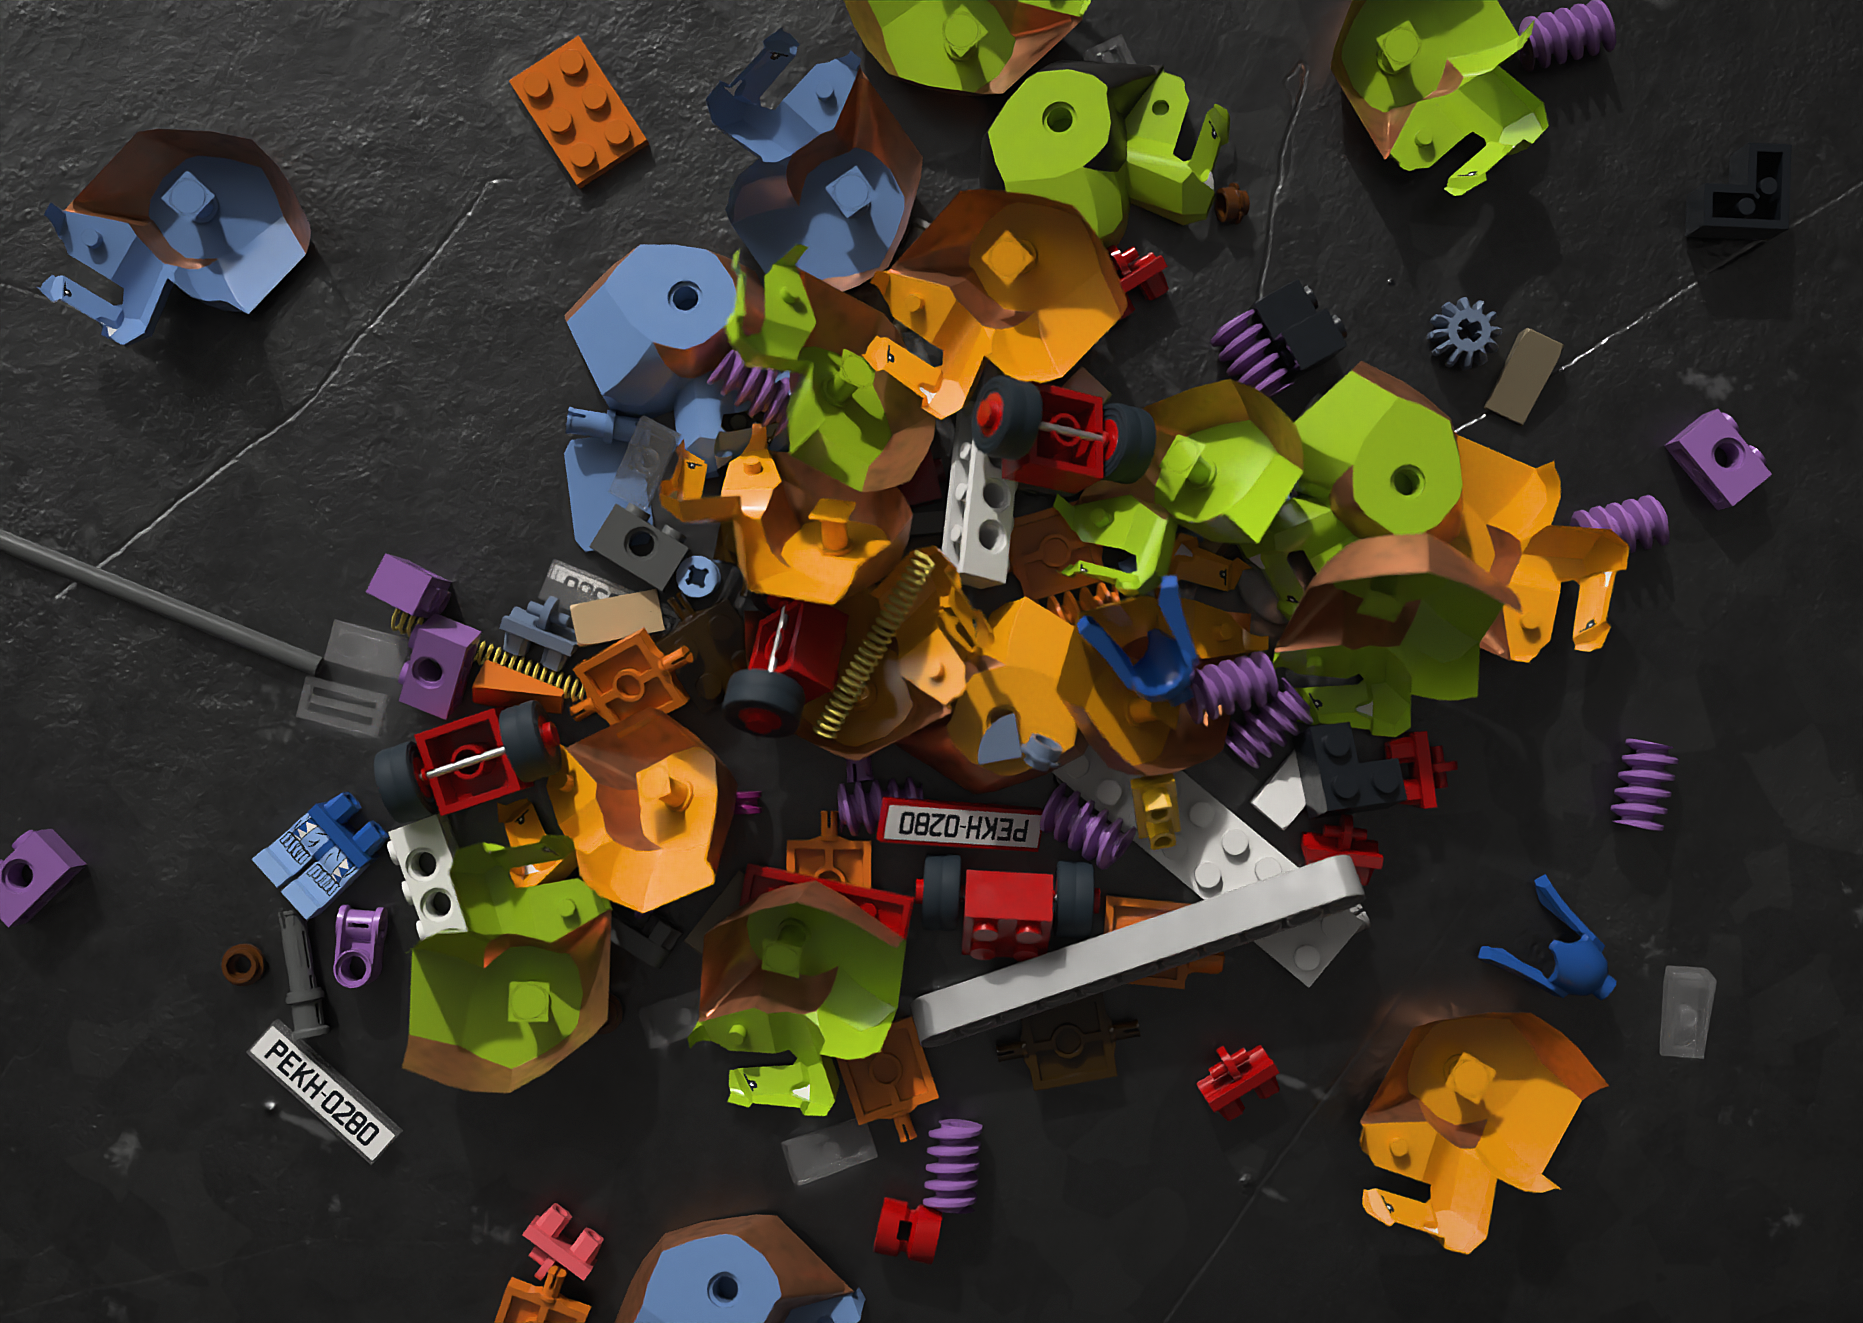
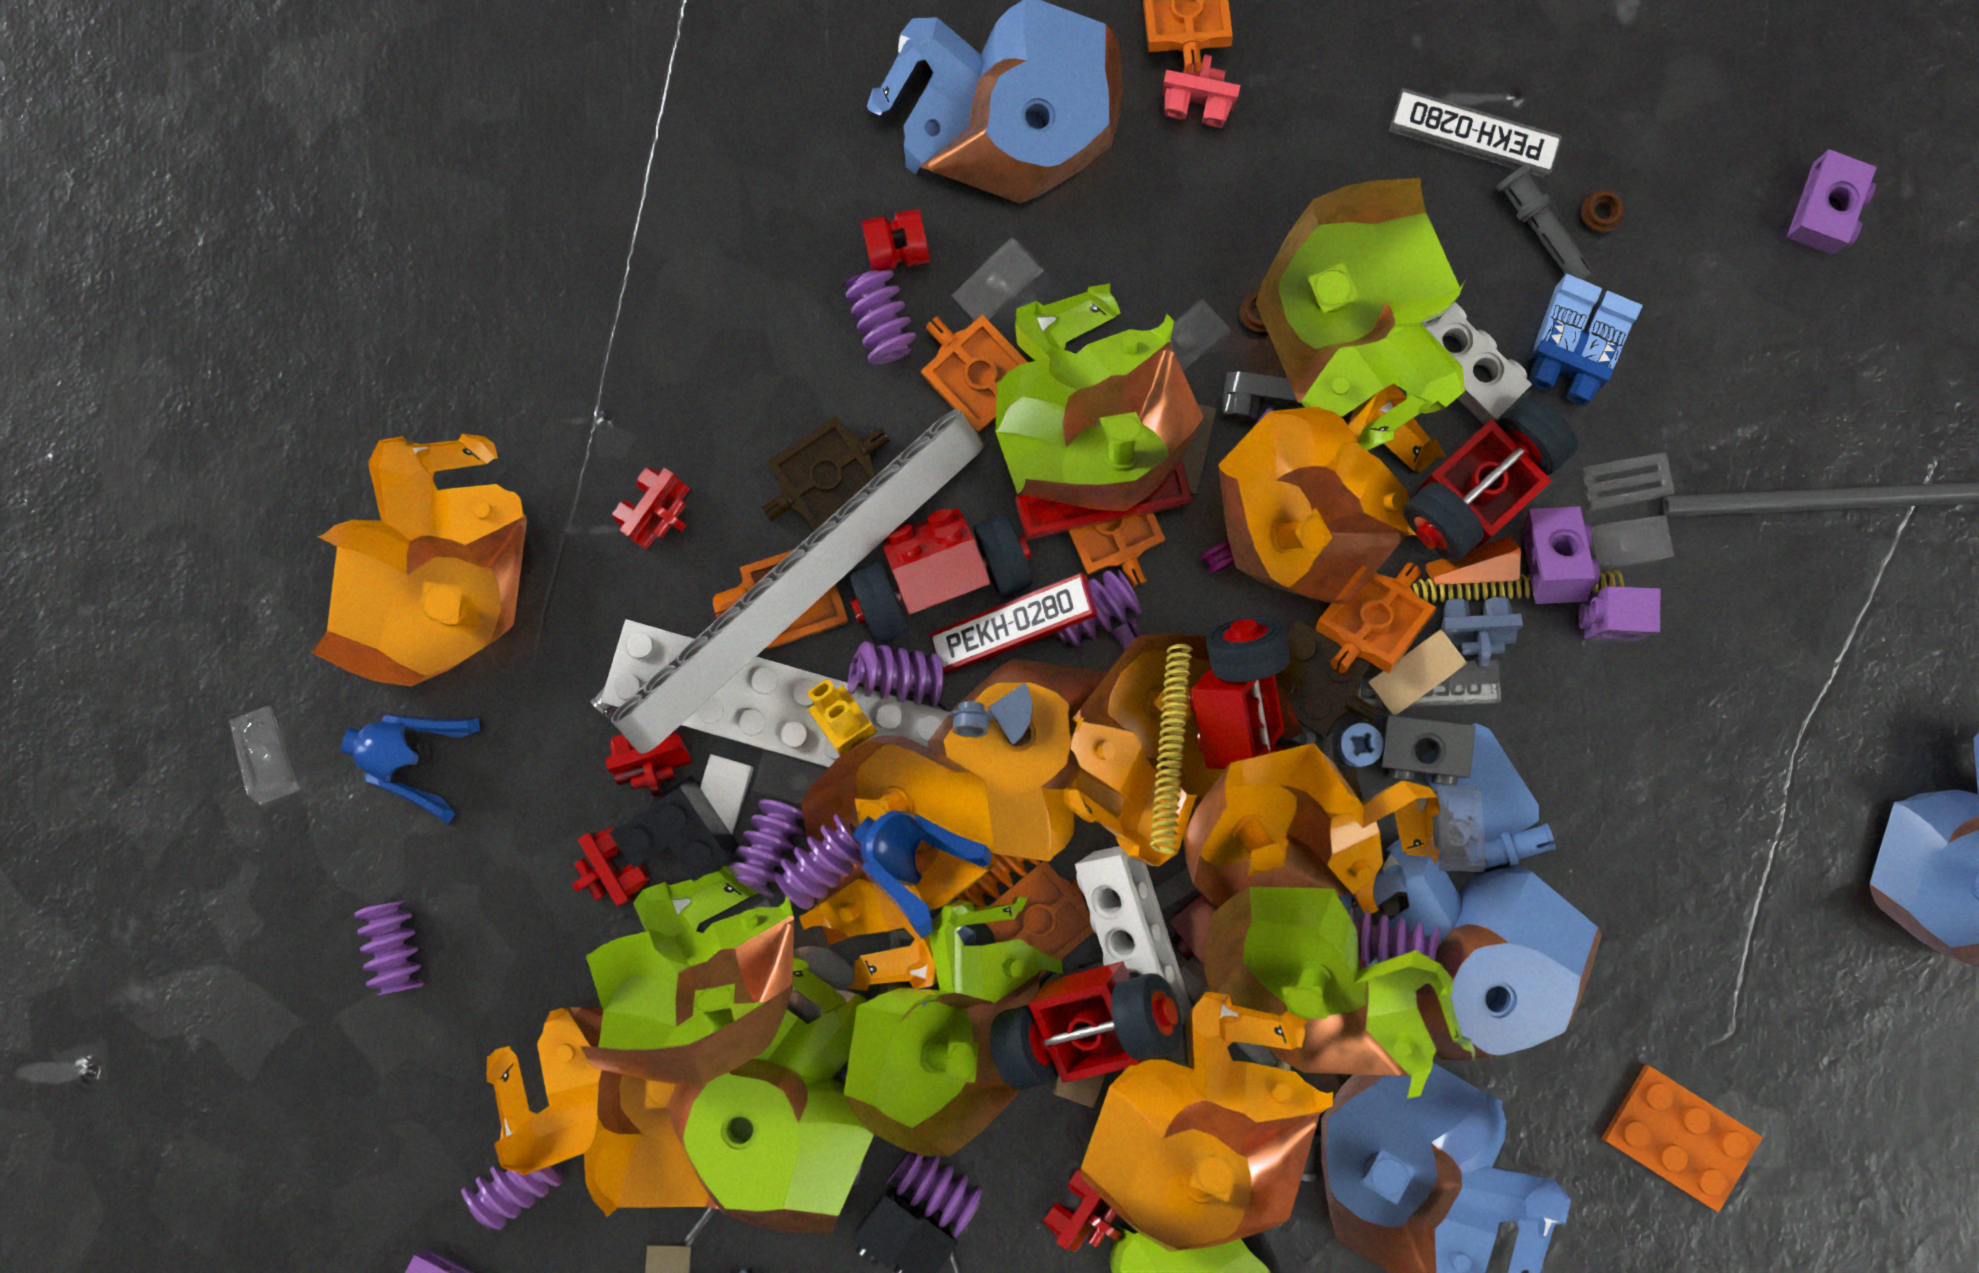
camera: 155 degrees right, 5 degrees down
(360, 942) = (1509, 276): medium lavender piece -> none

